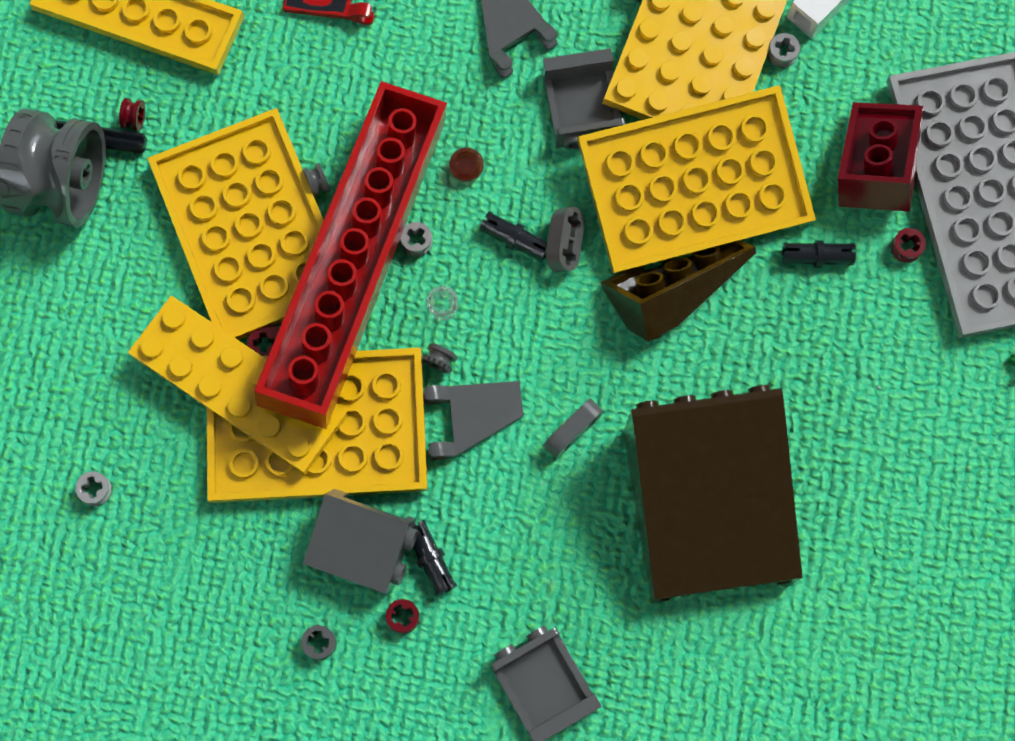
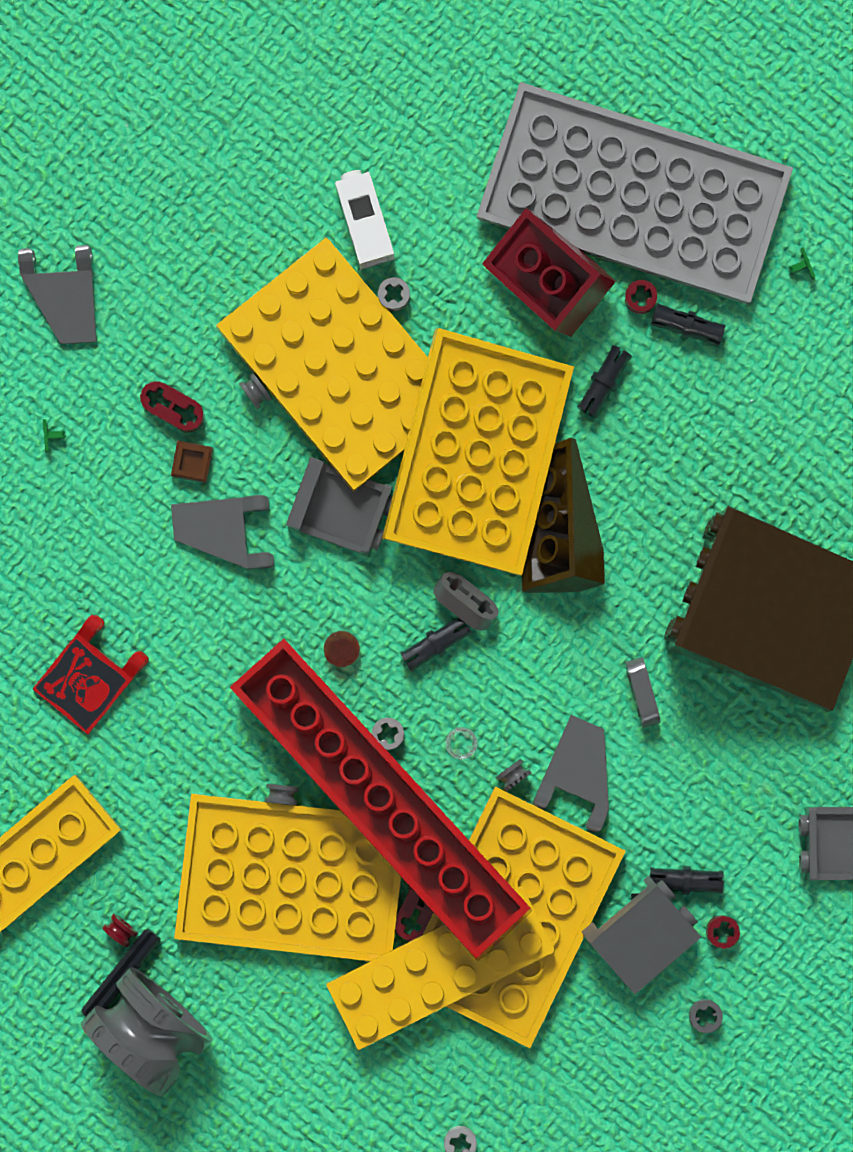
camera: 55 degrees left, 10 degrees up
(910, 296) = (688, 325): none -> black pin

